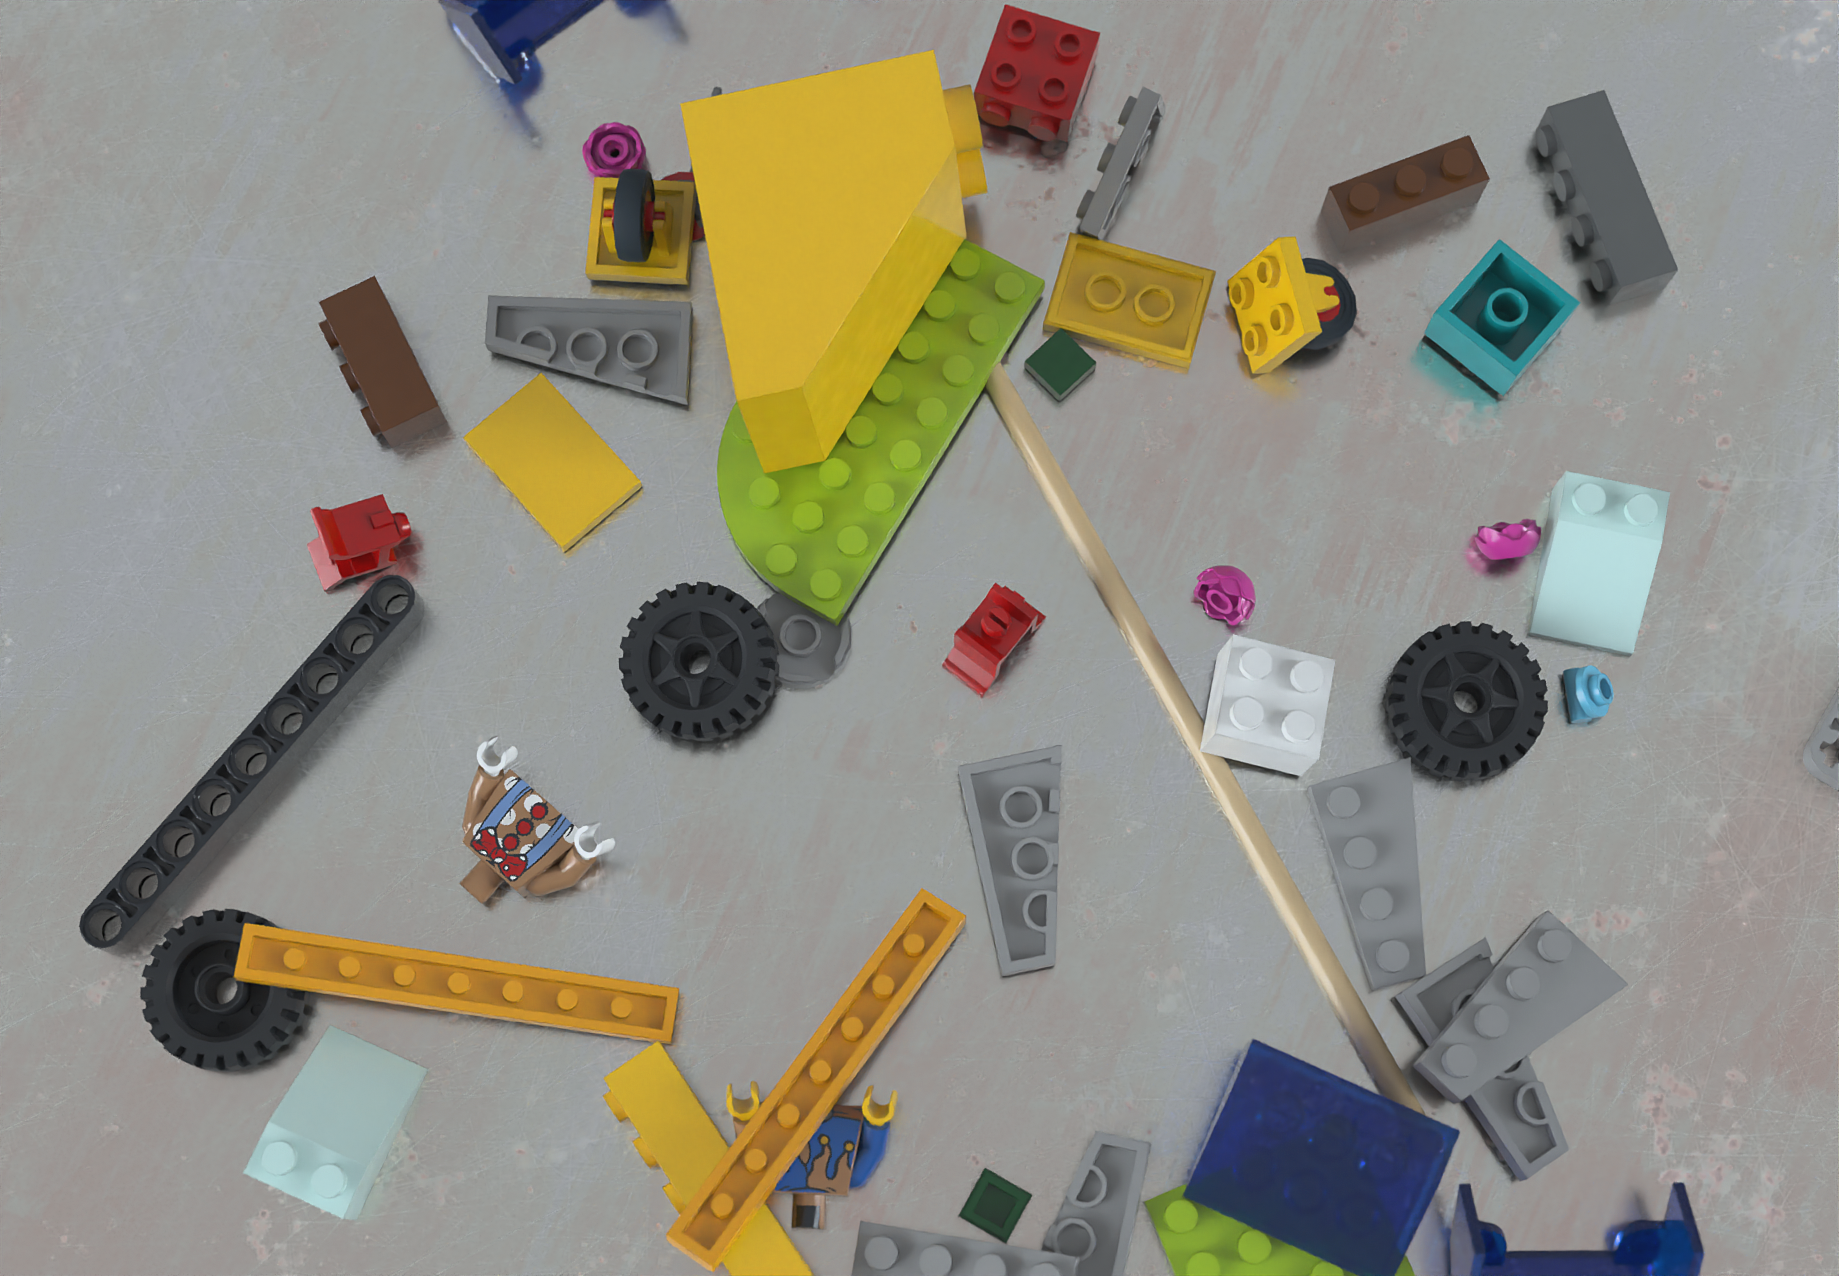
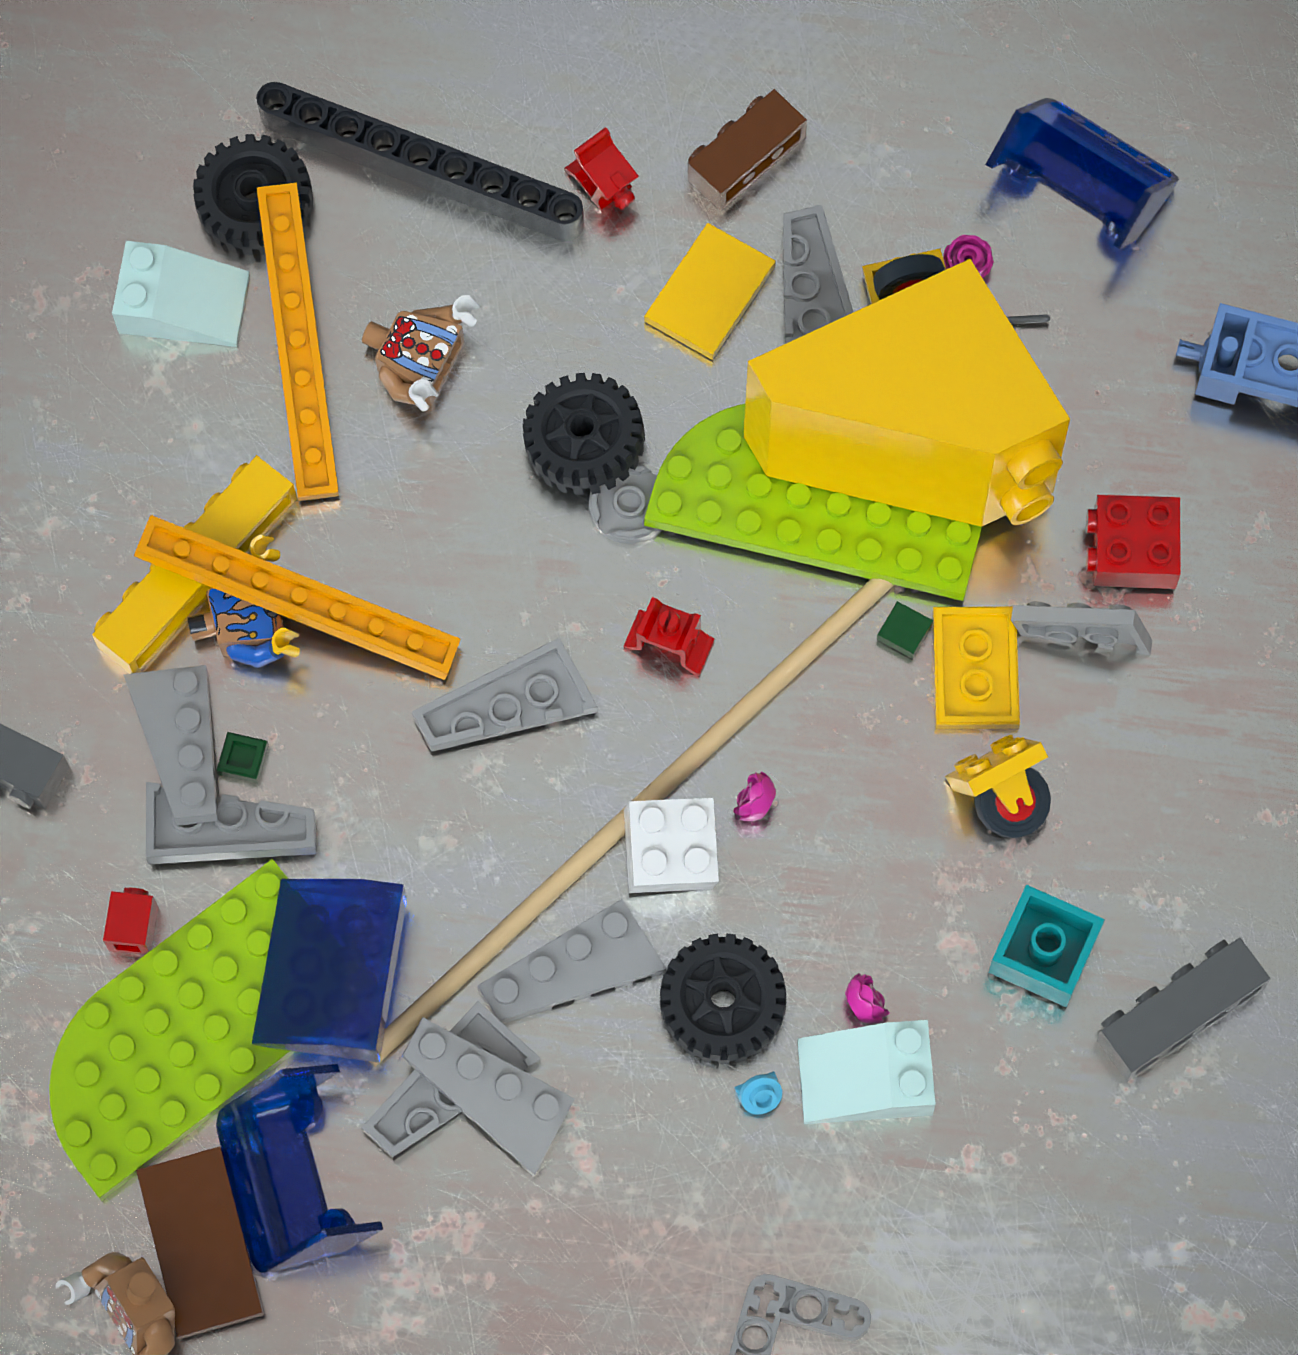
camera: 75 degrees right, 5 degrees down
(1404, 194) = (1130, 848): reddish brown brick -> none

